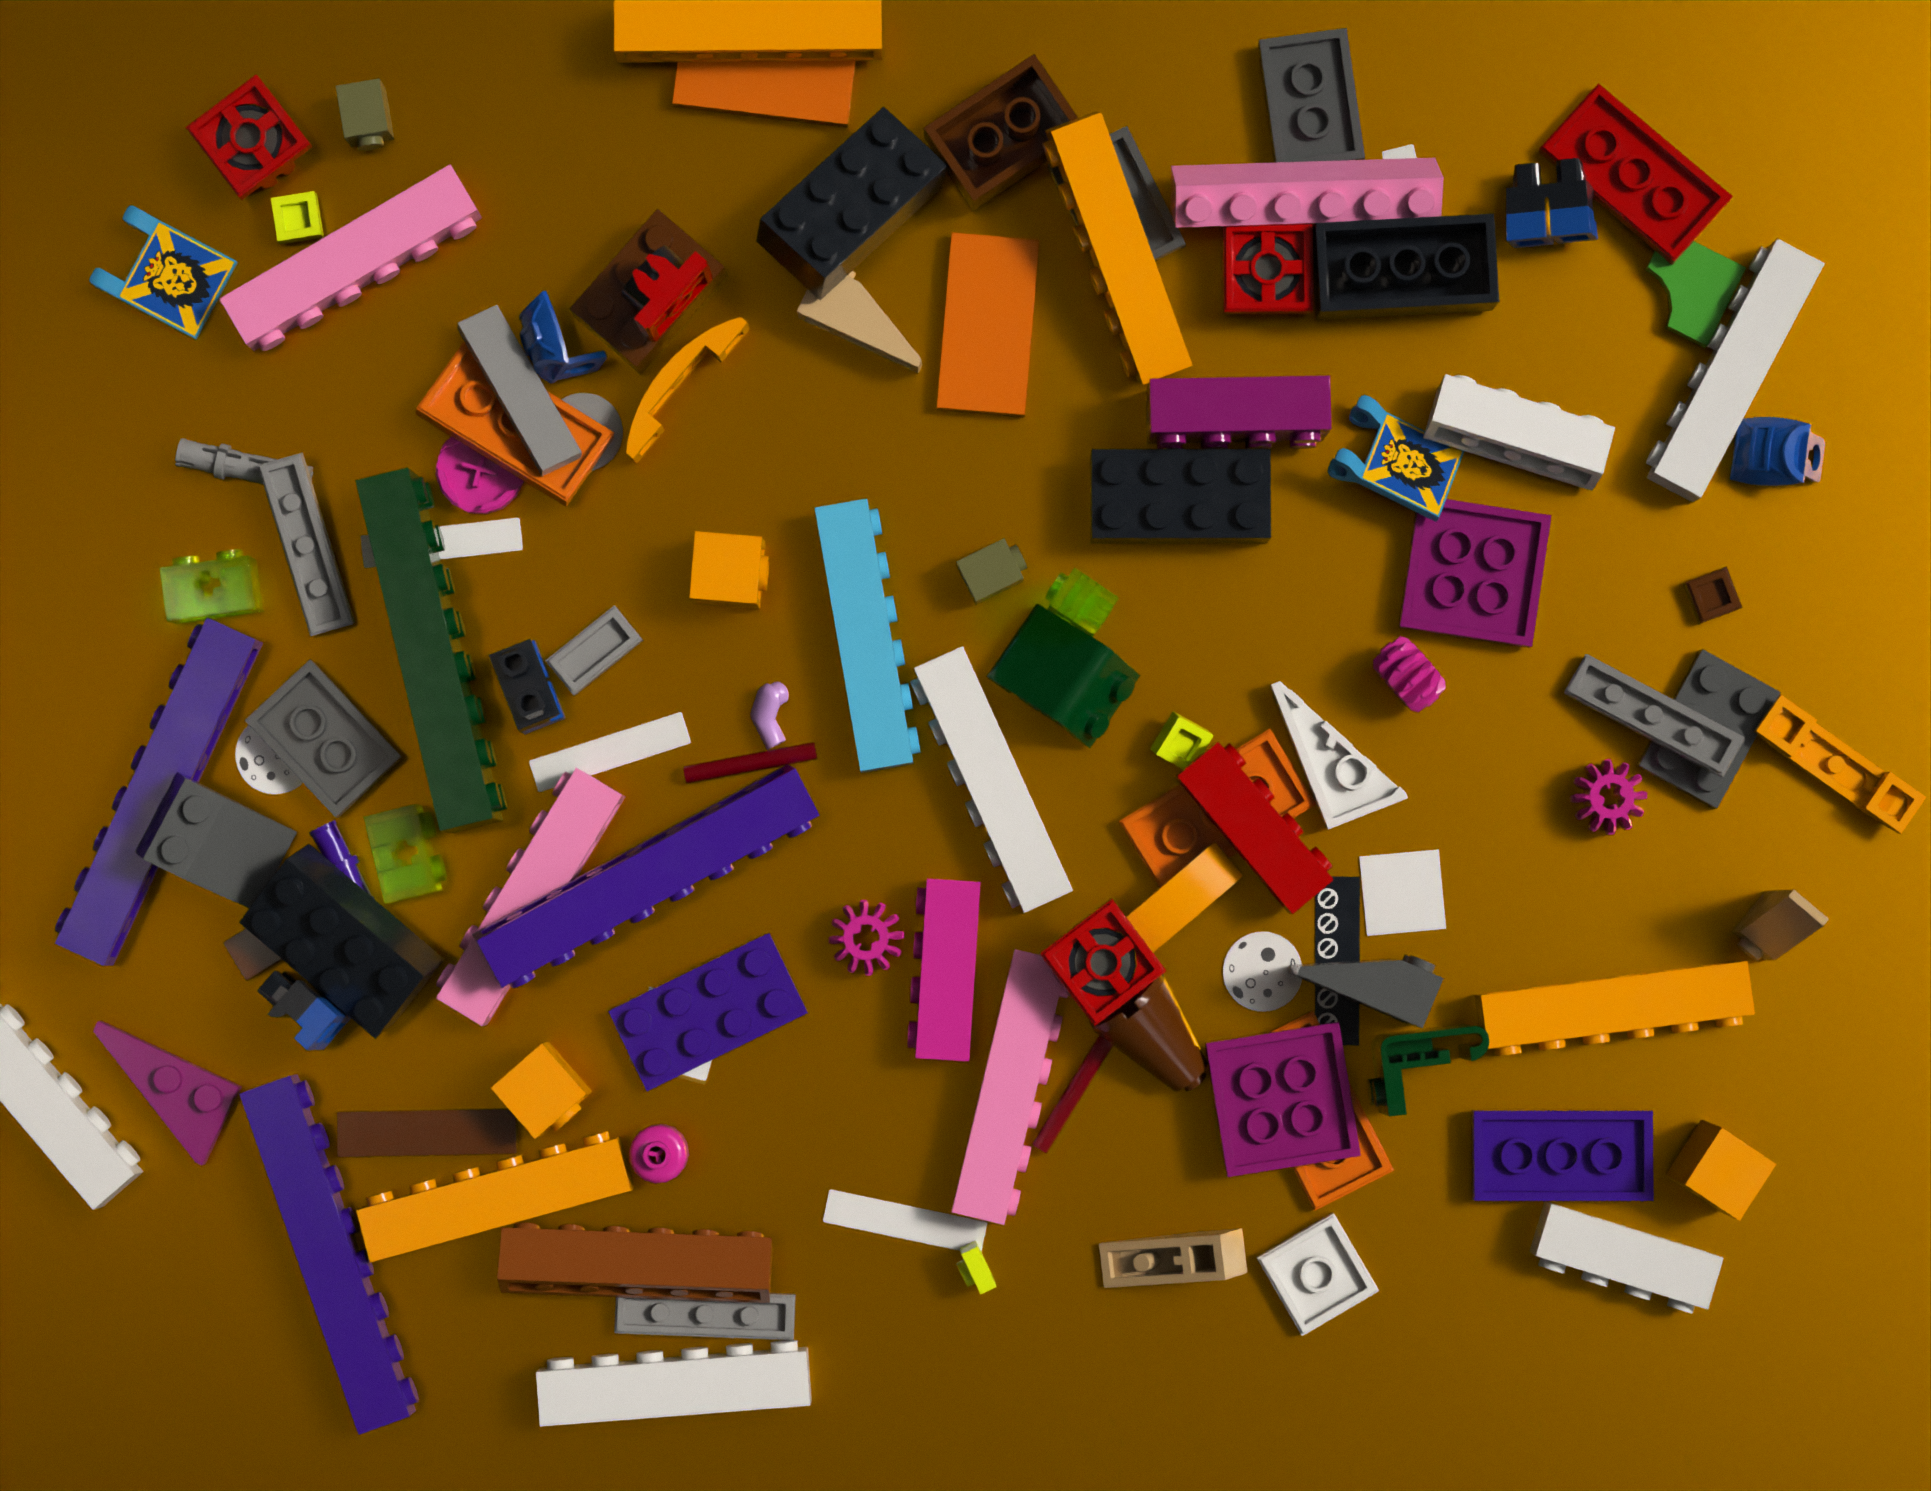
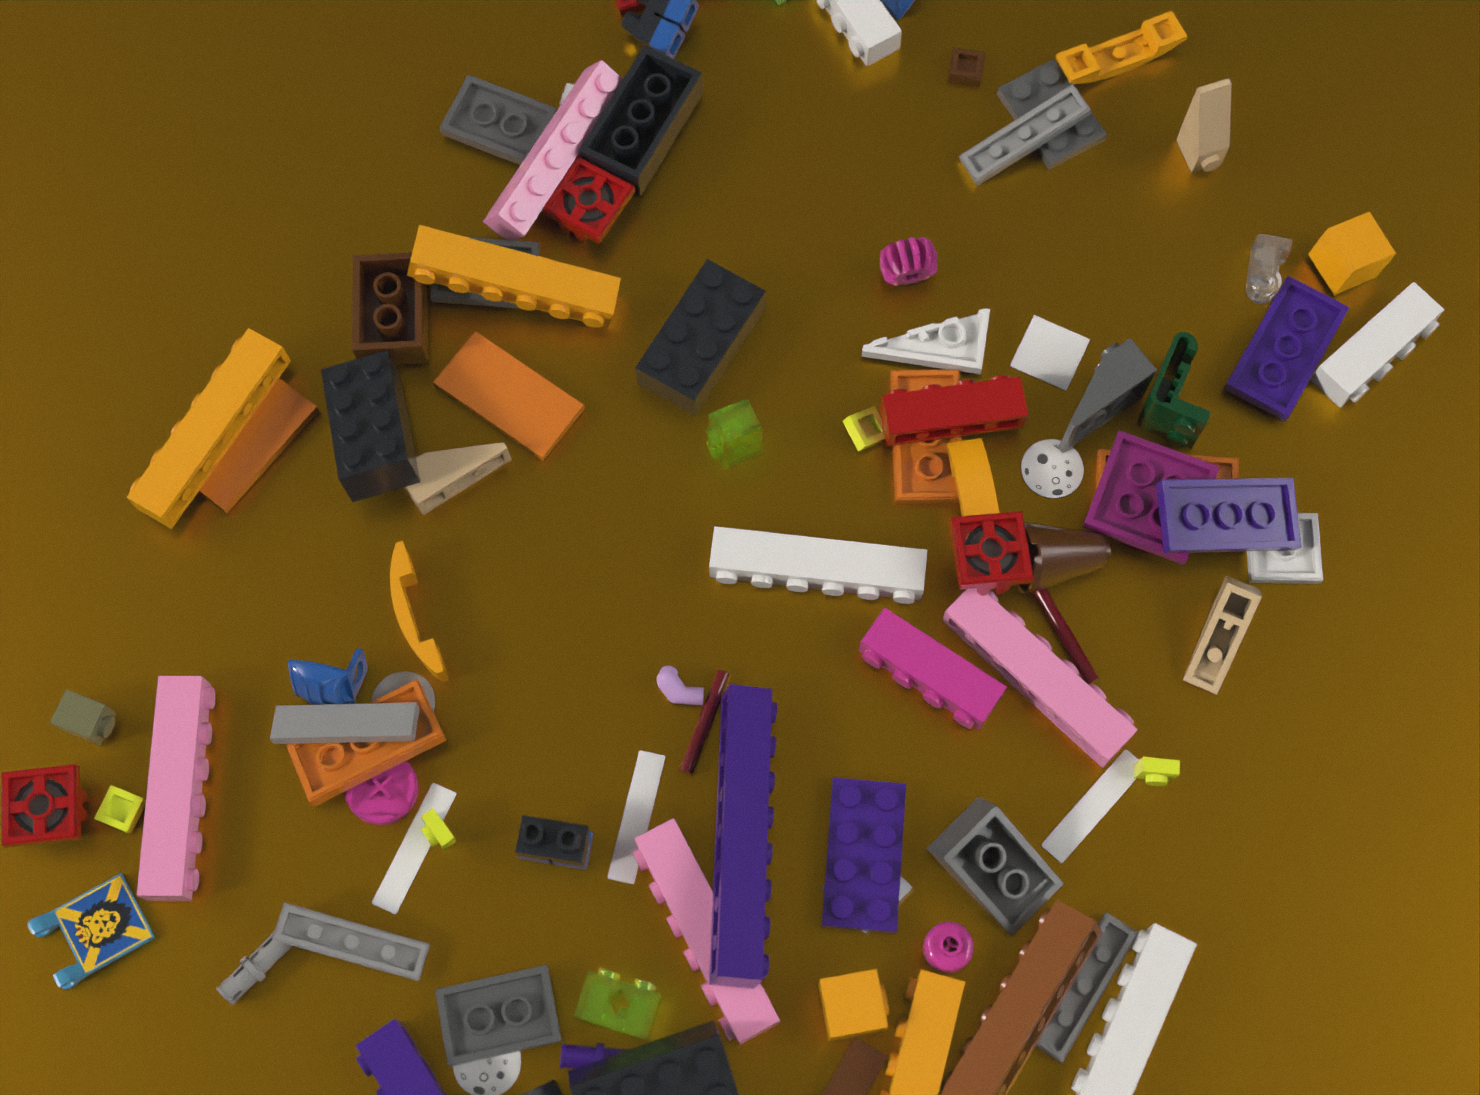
camera: 55 degrees left, 15 degrees down
(236, 596) = (336, 1054): clear neon green brick -> none
(430, 650) = (484, 893): dark green brick -> none
(468, 557) = (436, 830): none -> neon yellow plate
(594, 650) = (559, 783): light grey tile -> none
(612, 317) = (337, 597): reddish brown brick -> none
(664, 289) = (342, 567): red piece -> none
(728, 570) = (562, 653): light orange head -> none
(774, 1153) = (995, 865): none -> dark grey slope
(855, 927) = (890, 709): dark pink gear -> none
(864, 635) = (666, 590): medium azure brick -> none
(992, 570) = (674, 484): olive brick -> none
(1064, 674) = (773, 475): dark green piece -> none
(1238, 411) = (668, 265): magenta brick -> none
(1304, 1195) = (1228, 515): none -> plate
(1338, 941) = (1059, 410): black sticker -> none
(1399, 461) = (764, 194): flag -> none
(1476, 573) = (864, 191): magenta plate -> none
(1519, 431) = (791, 114): white brick -> none
(1616, 1005) = (1204, 257): light orange brick -> none
(1622, 791) = (1061, 191): dark pink gear -> none
(1635, 1084) = (1264, 263): none -> clear leg

